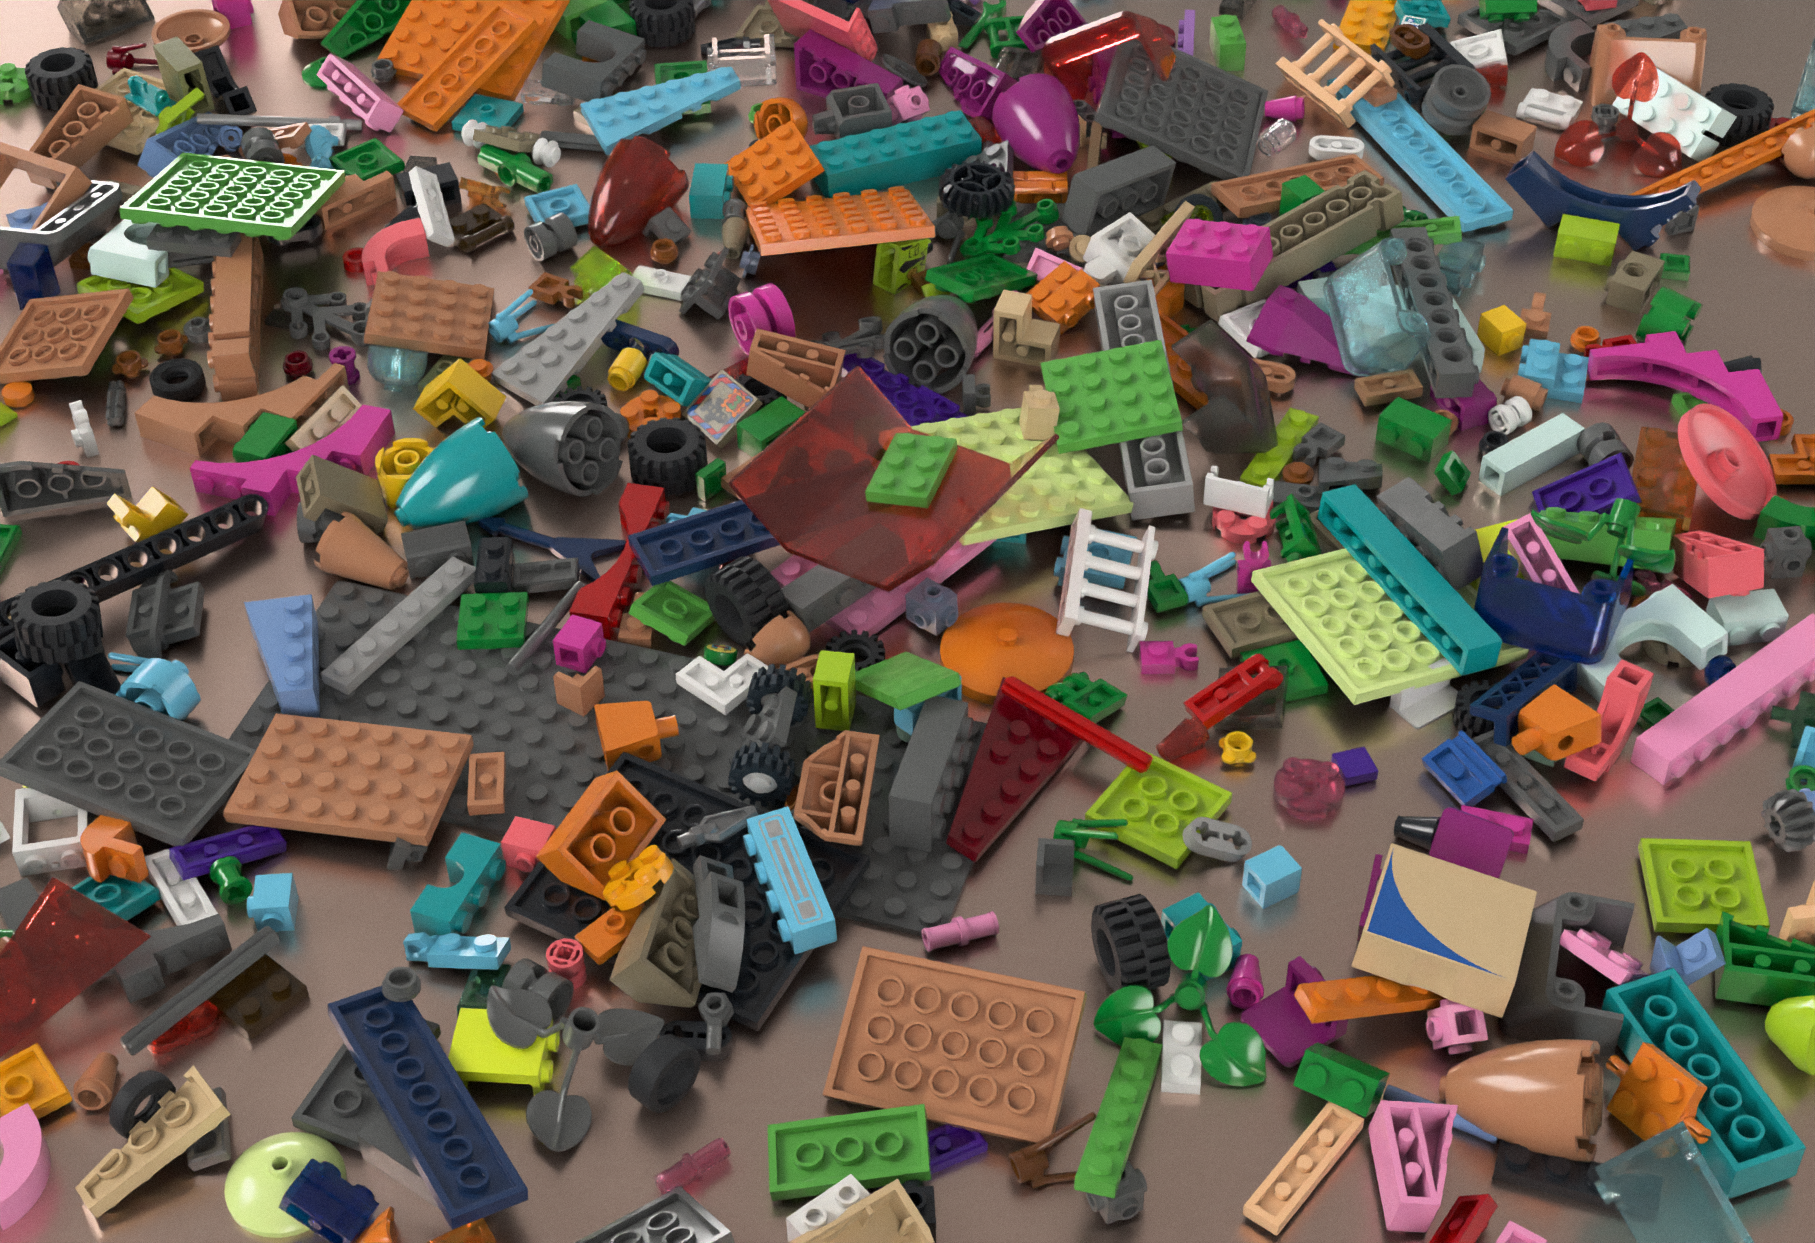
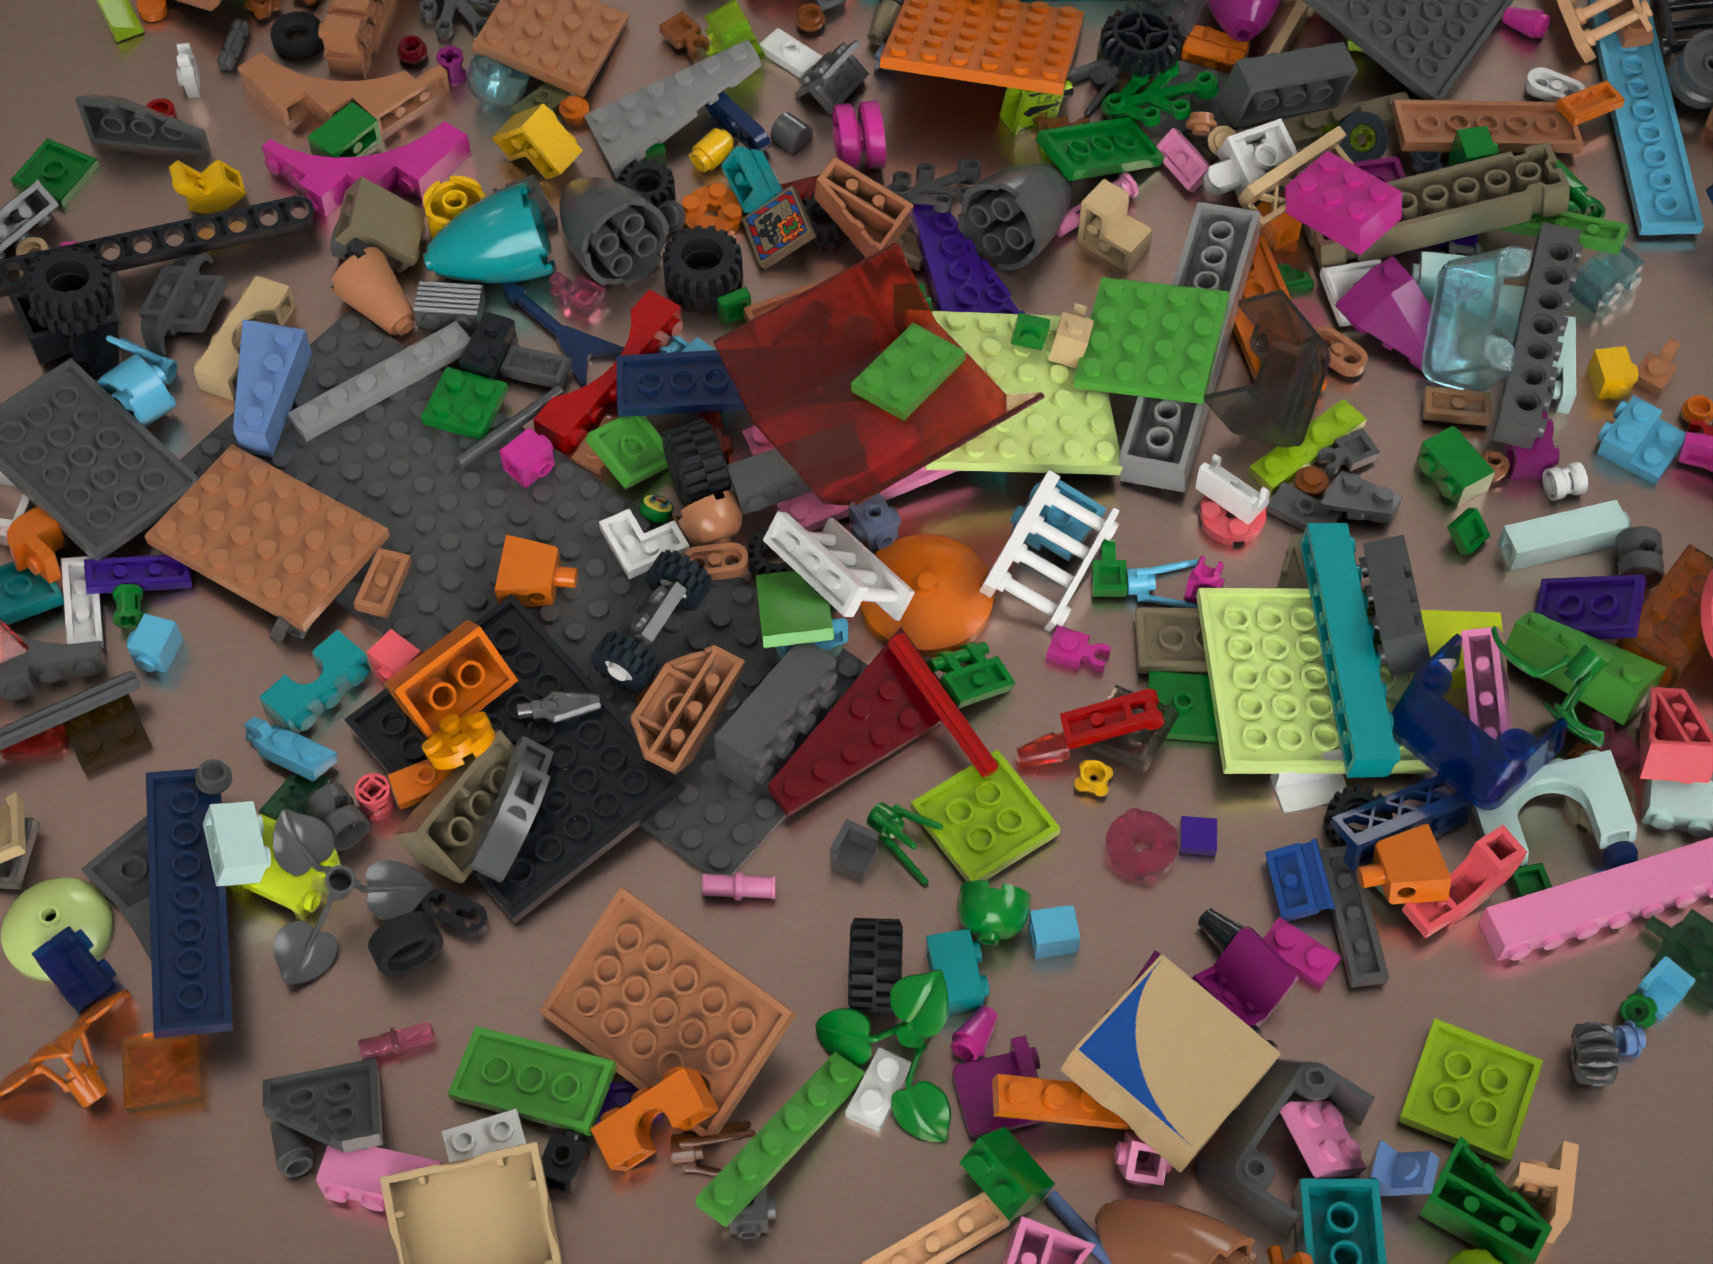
camera: 20 degrees right, 15 degrees up
(234, 656) = (259, 302): none -> tan arch
(325, 419) = (408, 126): tan plate -> none
(453, 1032) = (236, 843): none -> light aqua brick
(505, 323) = (619, 61): medium azure plant -> none
(557, 509) = (578, 295): none -> clear pink plate
(579, 692) = (507, 511): nougat panel -> none
(693, 338) = (790, 132): none -> dark grey brick
(716, 1013) = (478, 895): dark grey piece -> none
(766, 425) = (815, 261): green brick -> none
(791, 881) = (596, 787): medium azure brick -> none
(834, 690) = (730, 592): lime brick -> none
(924, 640) = (838, 566): none -> white fence
(974, 395) = (1028, 286): dark grey tile -> none
(1000, 417) = (1030, 331): none -> green plate
(1003, 1109) = (625, 1131): none -> orange arch
(1064, 296) = (1173, 194): orange plate -> none
(1210, 868) = (992, 912): none -> green cylinder
(1217, 836) = (1025, 867): light grey beam -> none
(1277, 137) = (1498, 56): clear brick -> none
(1295, 530) = (1272, 554): green hinge -> none
(1372, 148) = (1590, 103): none -> orange plate
(1492, 441) = (1530, 508): black plate -> none
(1525, 388) = (1595, 457): nougat brick -> none

